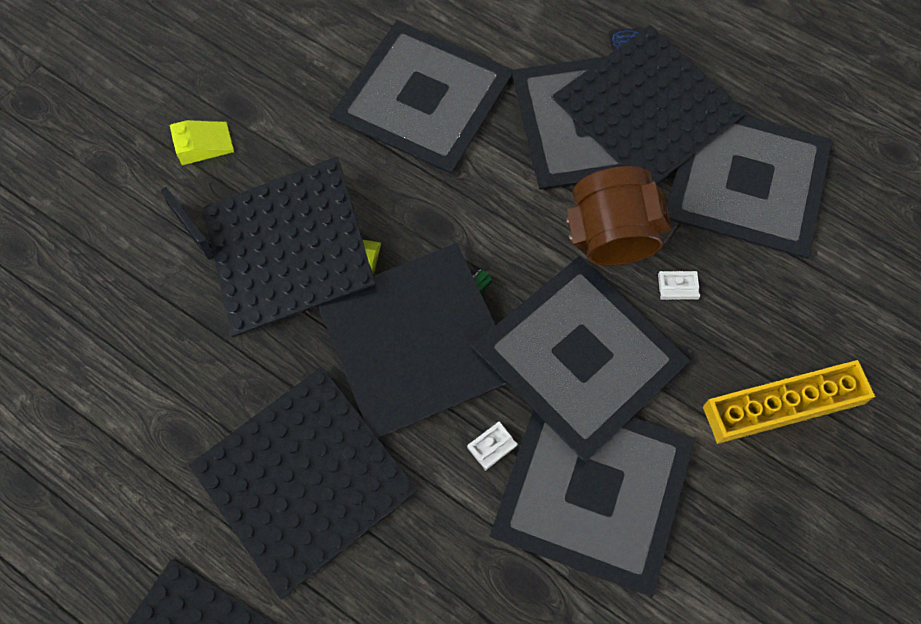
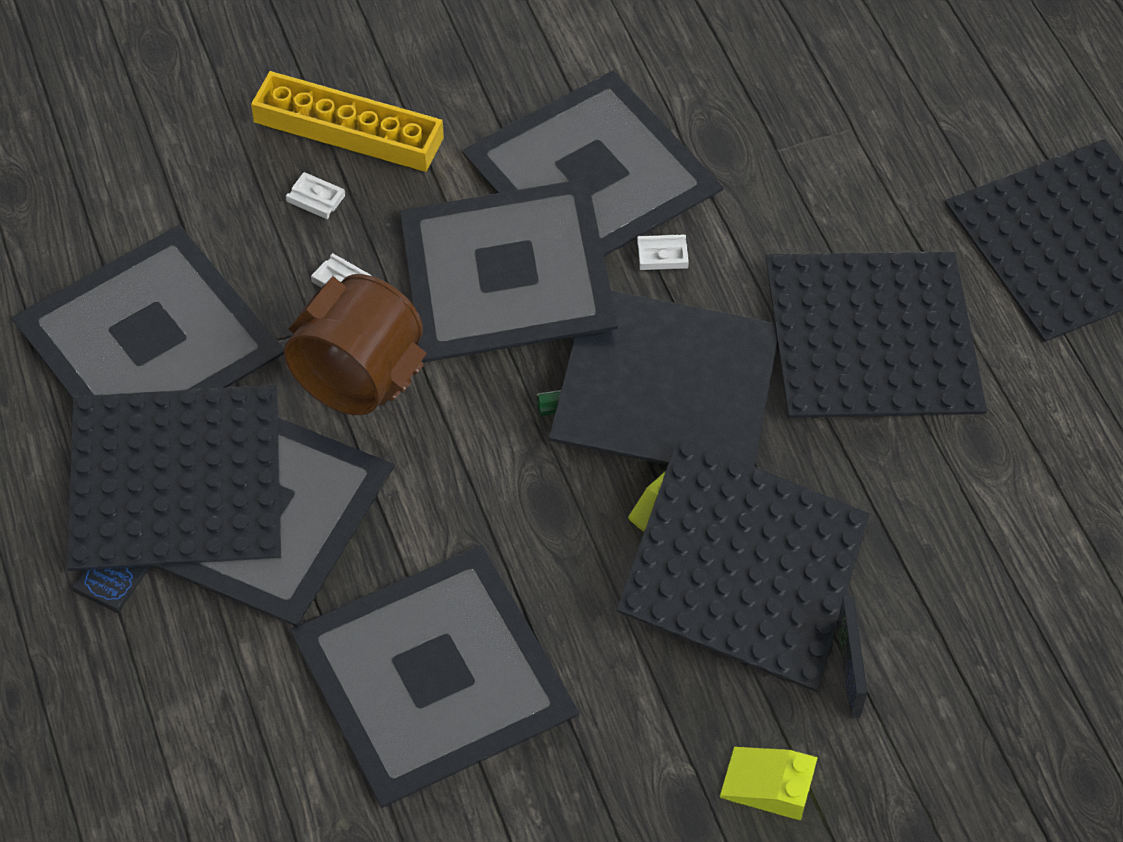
camera: 145 degrees left, 10 degrees down
(752, 334) = (315, 195): none -> white plate

